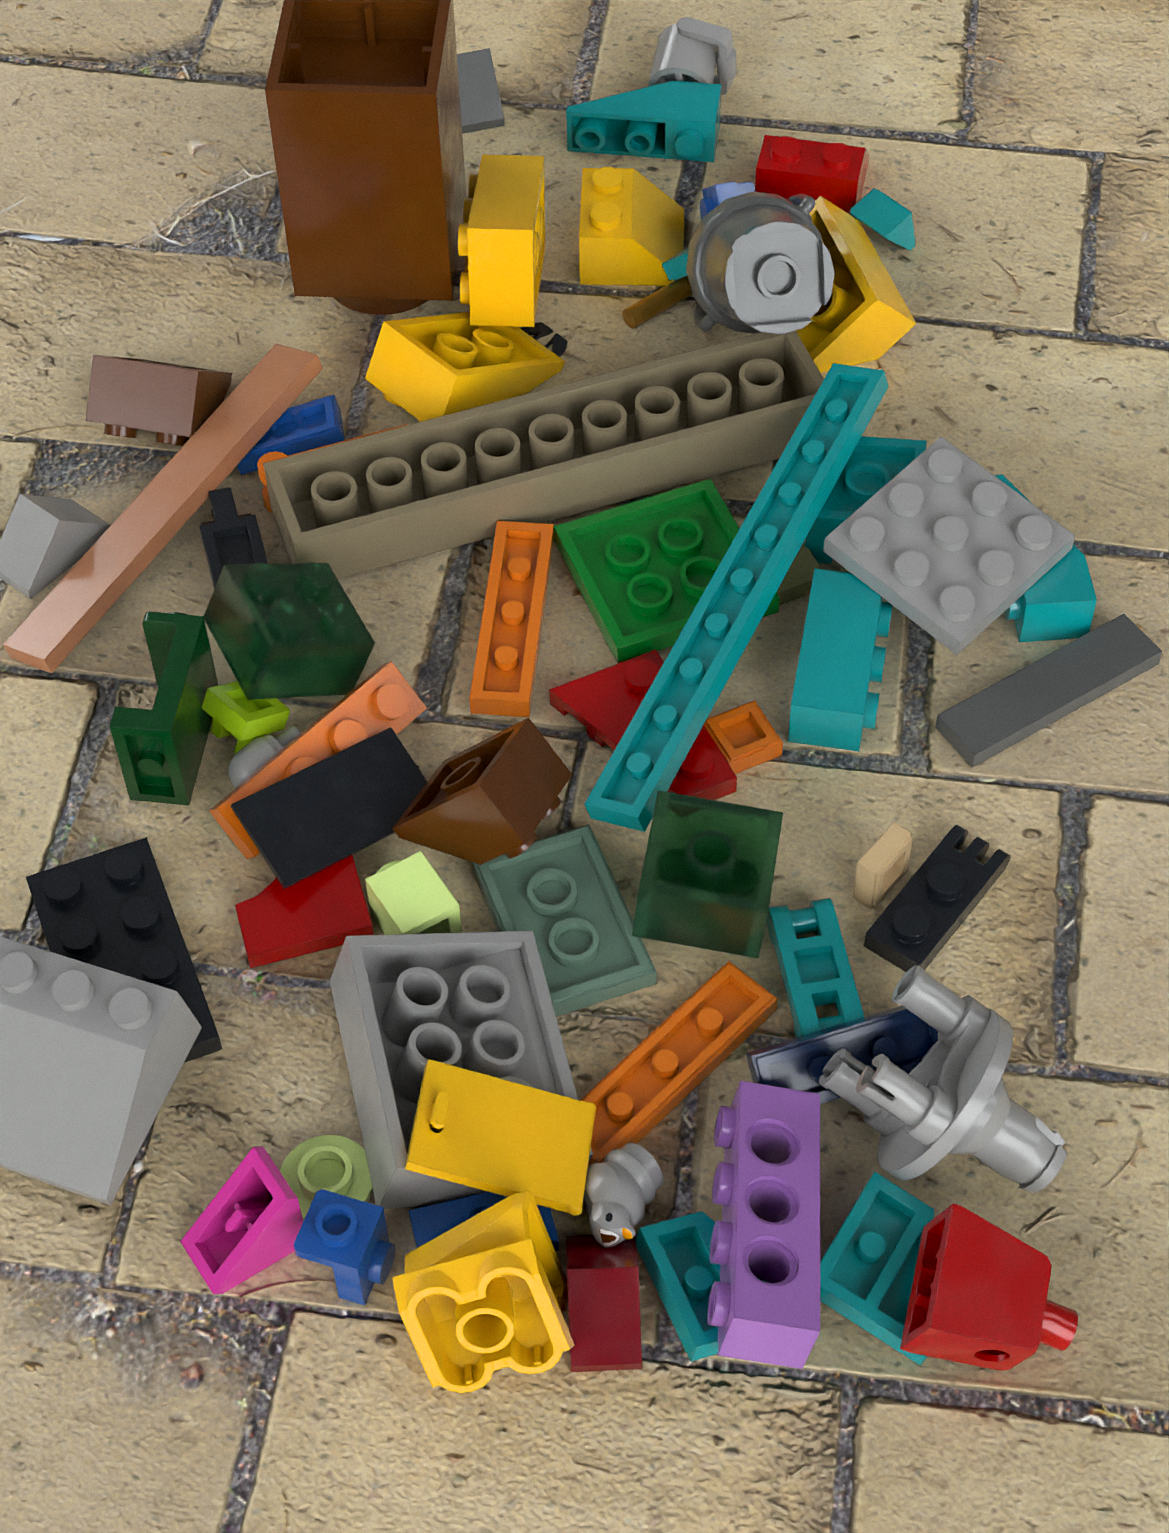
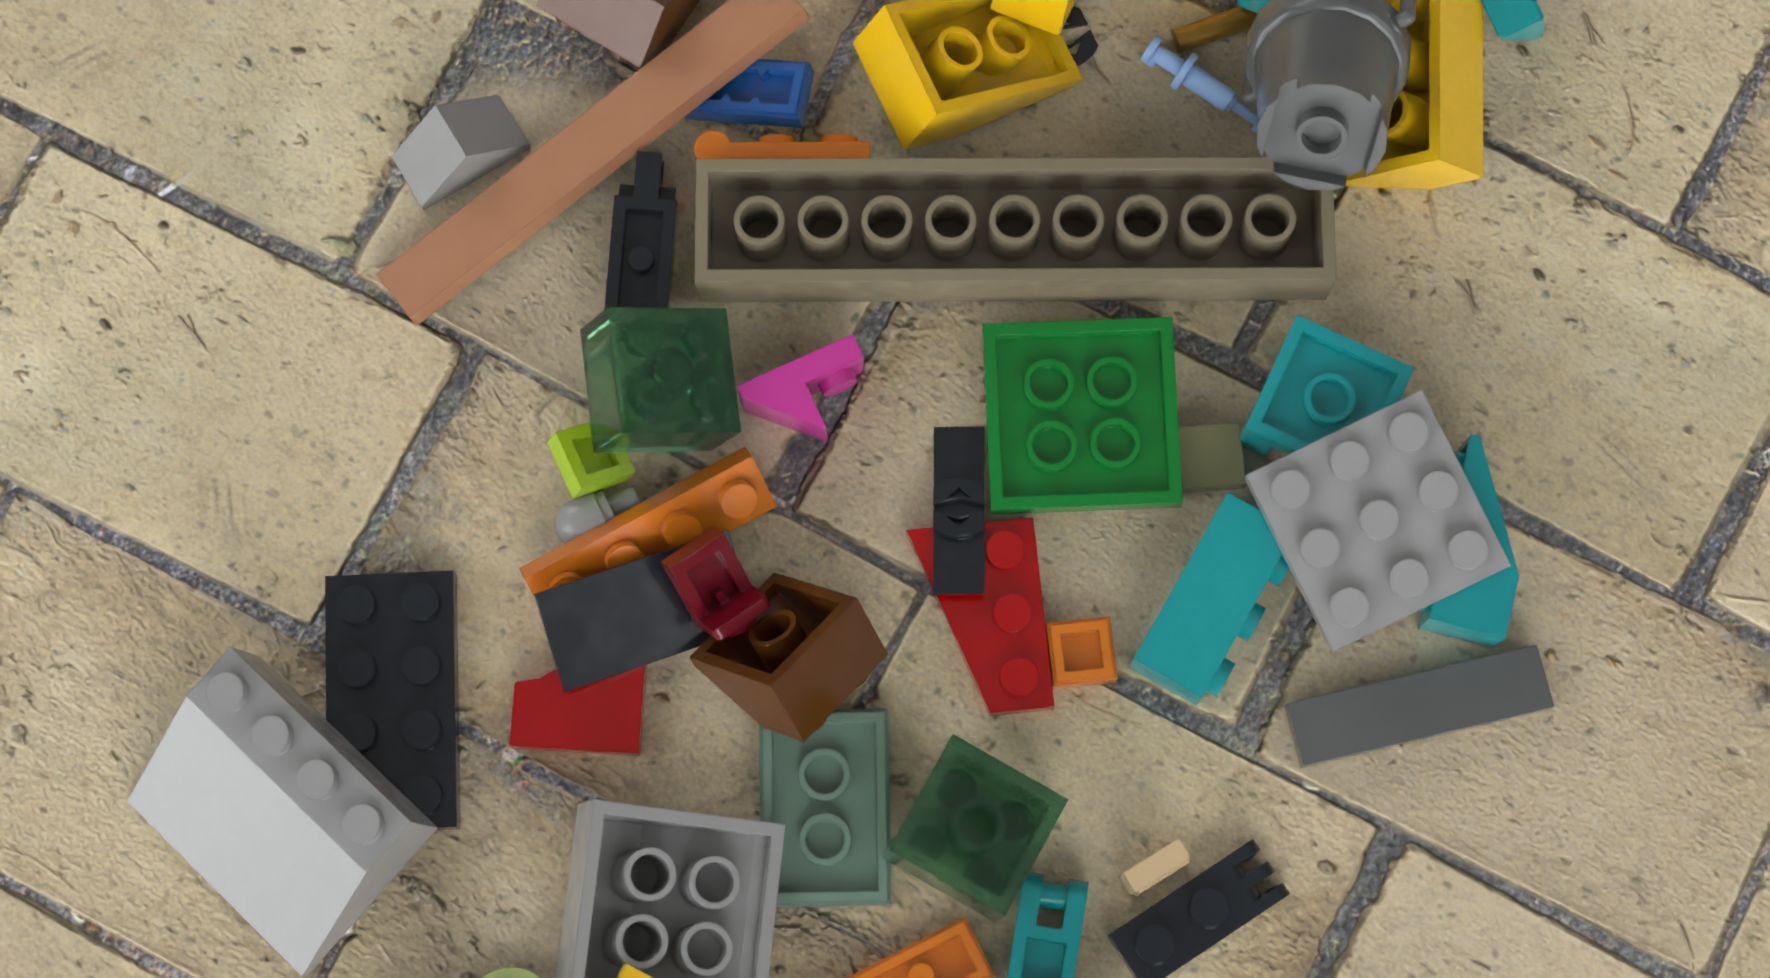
camera: 20 degrees right, 25 degrees up
(165, 745) = (523, 449): dark green panel -> none
(394, 760) = (715, 586): none -> dark red bracket
(412, 899) = (681, 749): yellowish green brick -> none
(414, 615) = (786, 391): none -> dark pink slope
(512, 619) = (901, 423): orange plate -> none
(590, 664) = (958, 511): none -> black piece
(653, 333) = (1196, 80): none -> light blue piece
(736, 599) = (1139, 500): teal plate -> none

